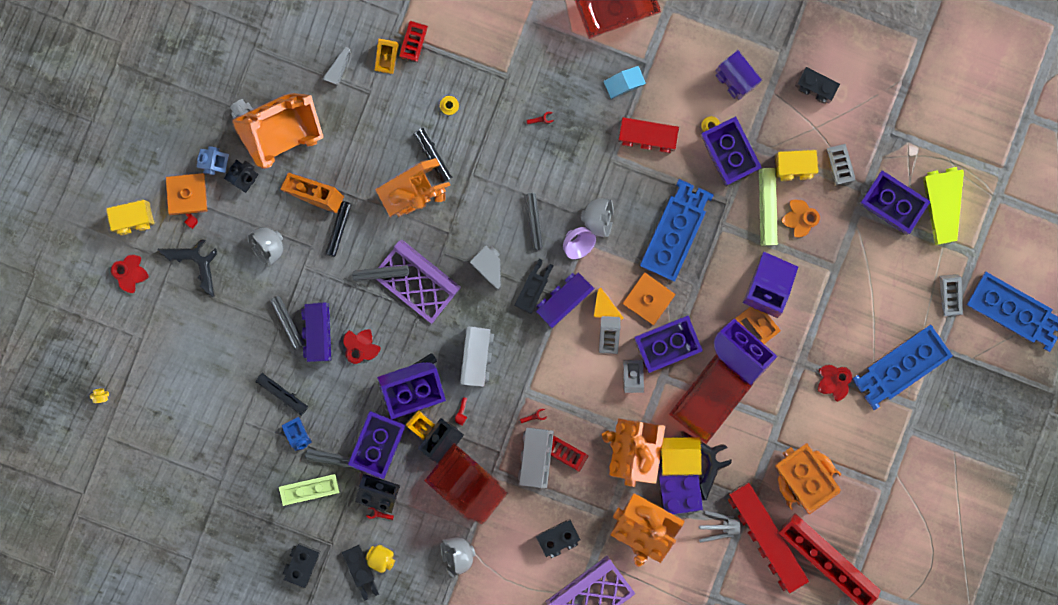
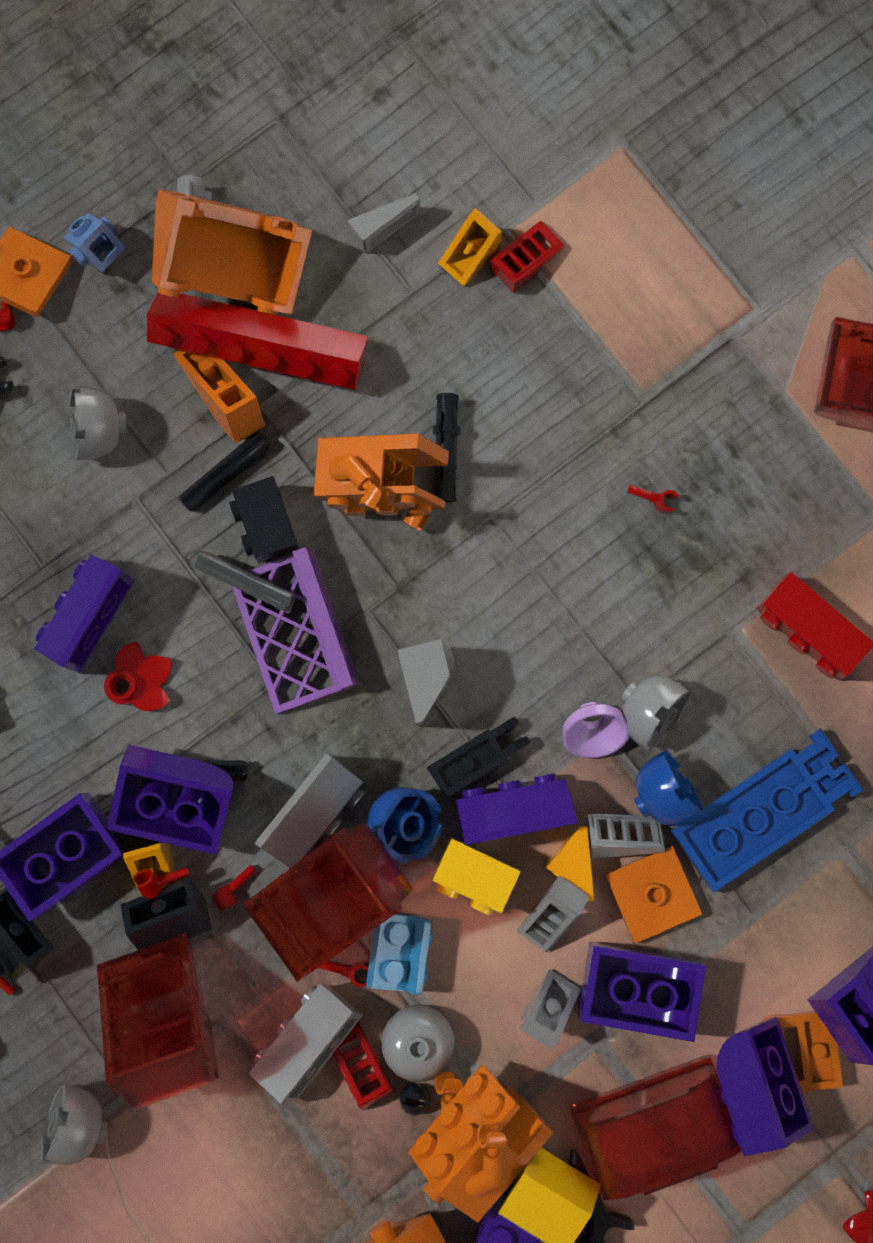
camera: 35 degrees right, 5 degrees down
(241, 175) = (125, 293): black brick -> none
(287, 322) = (48, 567): dark grey axle -> none
(317, 159) = (257, 339): none -> red brick
(371, 239) = (264, 520): none -> black brick
(425, 431) = (151, 886): none -> red hand
(453, 110) = (517, 396): yellow plate -> none
(507, 388) = (329, 899): none -> clear red container
(520, 336) = (406, 823): none -> blue cylinder
(534, 221) = (543, 652): dark grey axle -> none
(552, 393) = (400, 954): none -> dark azure bracket
(556, 535) = (257, 1201): black brick -> none
(565, 338) = (475, 876): none -> yellow brick
(585, 427) = (418, 1043): none -> light grey cylinder
(598, 448) = (414, 1091): none -> black hinge
(618, 289) = (614, 822): none -> light grey slope
(624, 82) = (823, 519): medium azure slope -> none
(627, 250) = (666, 792): none -> blue cylinder

